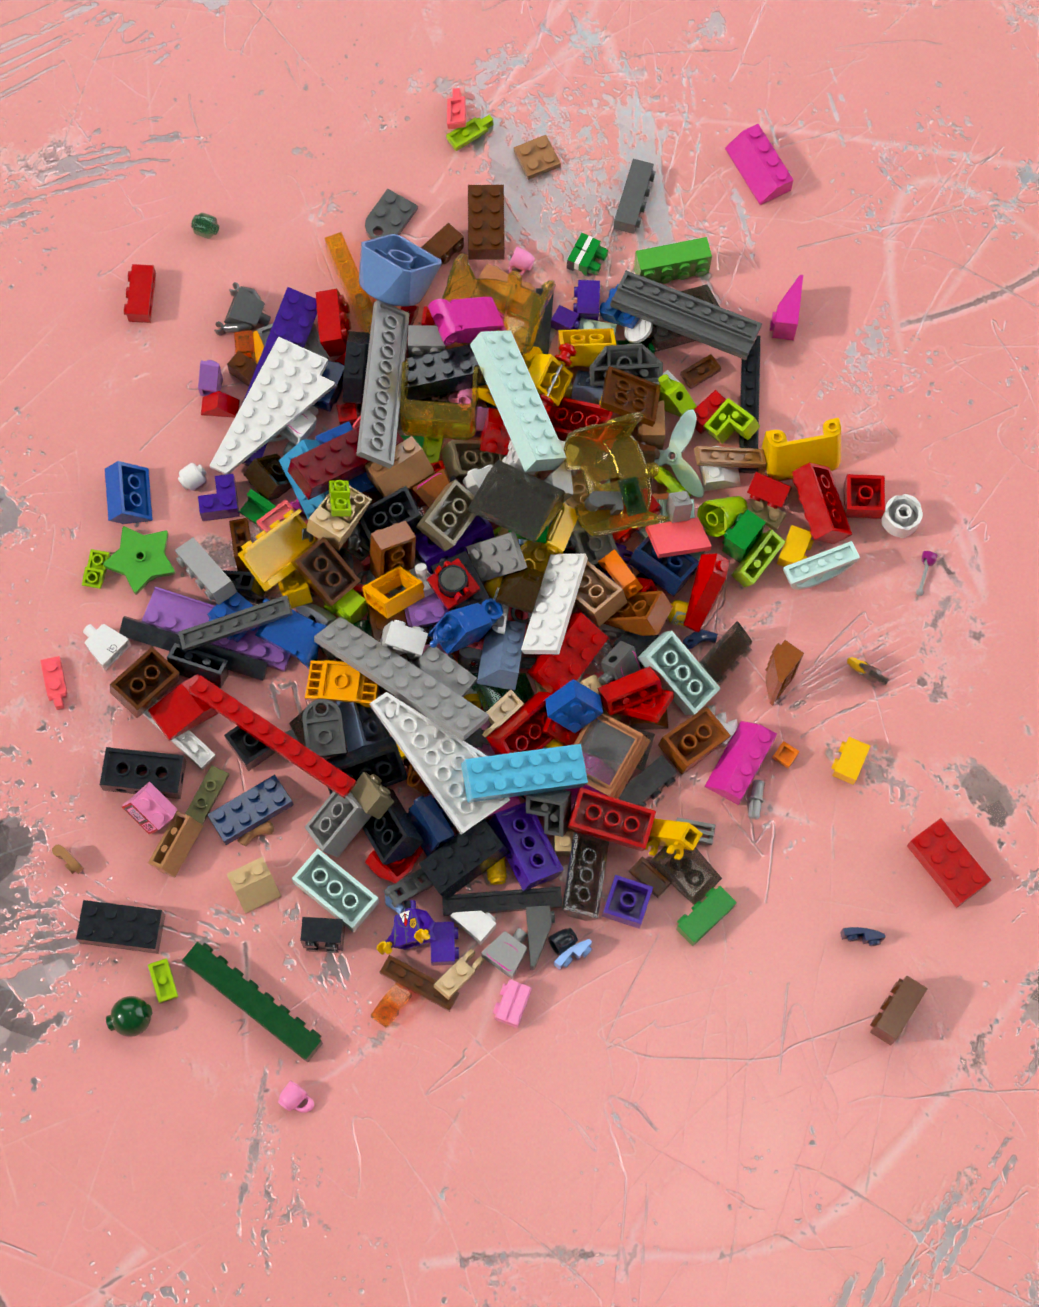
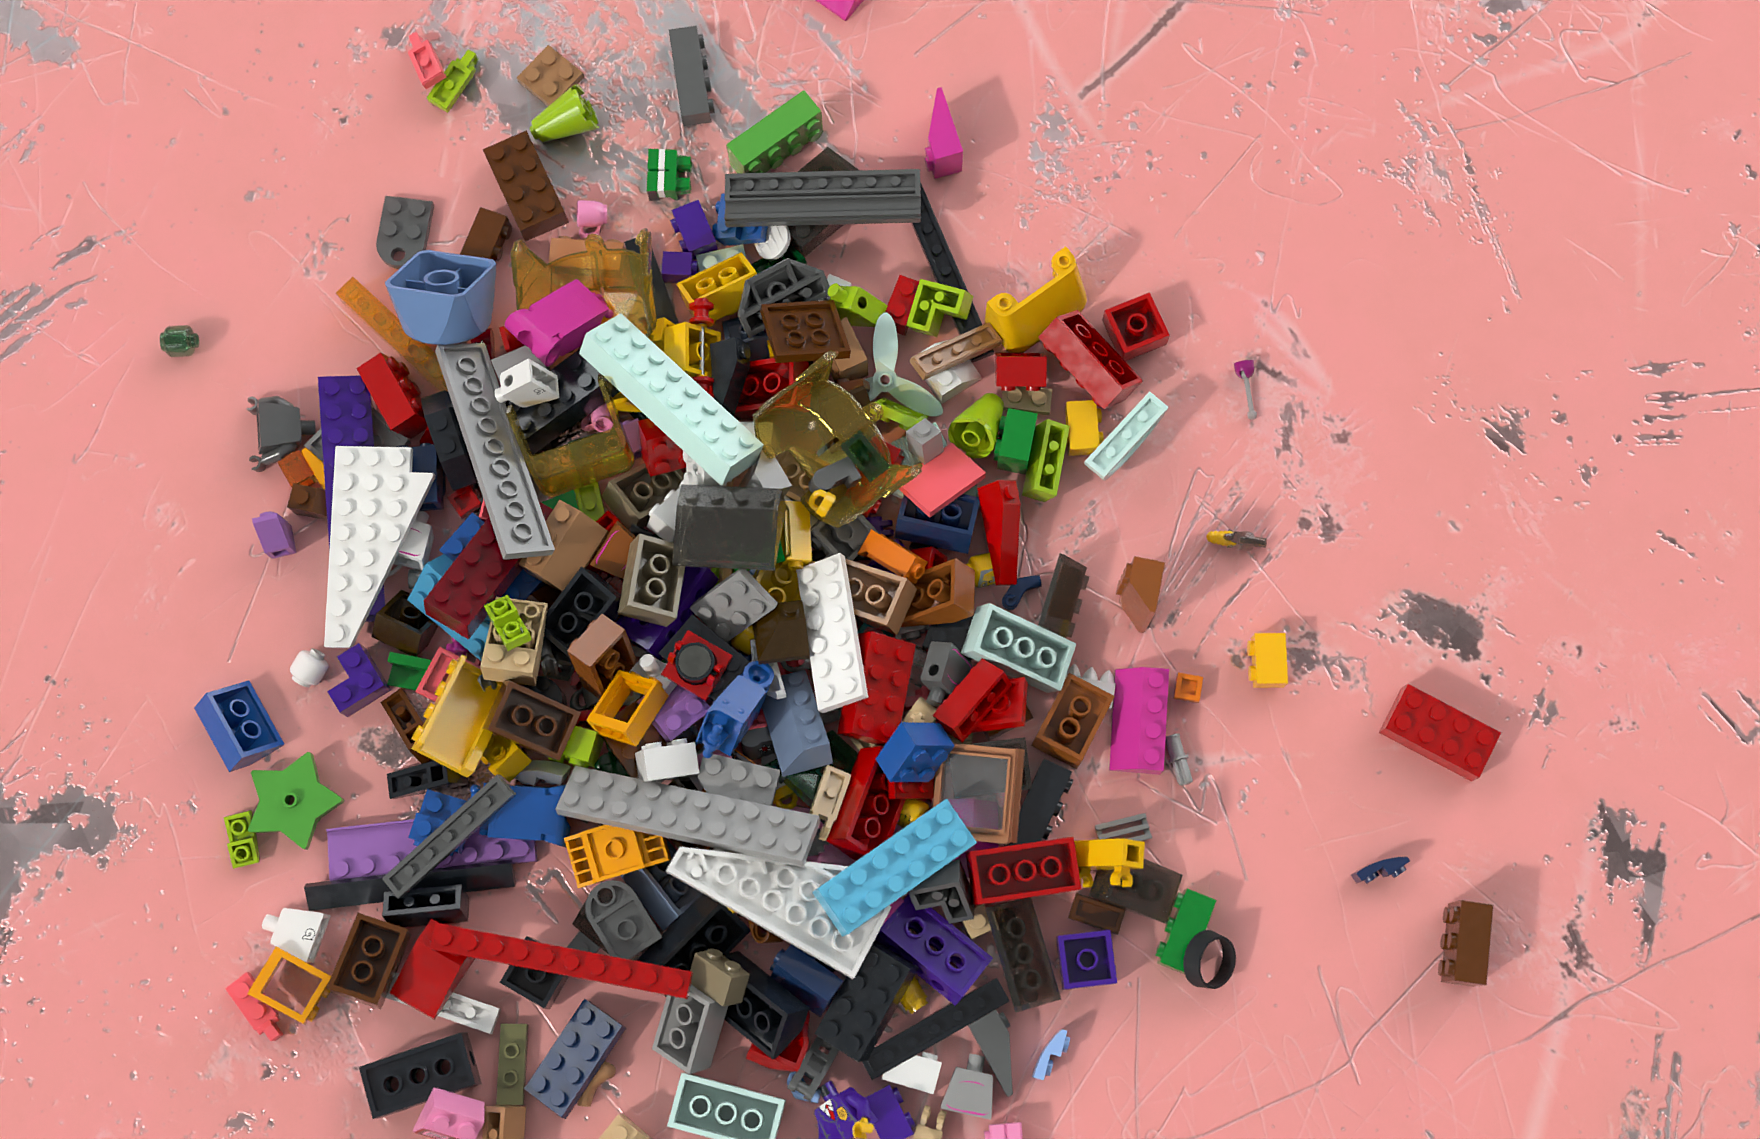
camera: 20 degrees left, 5 degrees up
(75, 660) = (267, 974): none -> light orange window
(140, 293) = (137, 463): red brick -> none
(205, 570) = (381, 783): light grey brick -> none
(220, 405) = (302, 561): red slope -> none
(425, 351) = (527, 385): none -> white torso
(534, 187) = (565, 117): none -> lime cone
(562, 940) = (1030, 1043): black piece -> none
(566, 401) = (729, 369): none -> black slope
(589, 517) = (825, 505): none -> yellow tile
(699, 933) = (1194, 954): none -> black tyre
(700, 371) = (870, 258): reddish brown plate -> none
(897, 524) = (1203, 327): white brick -> none

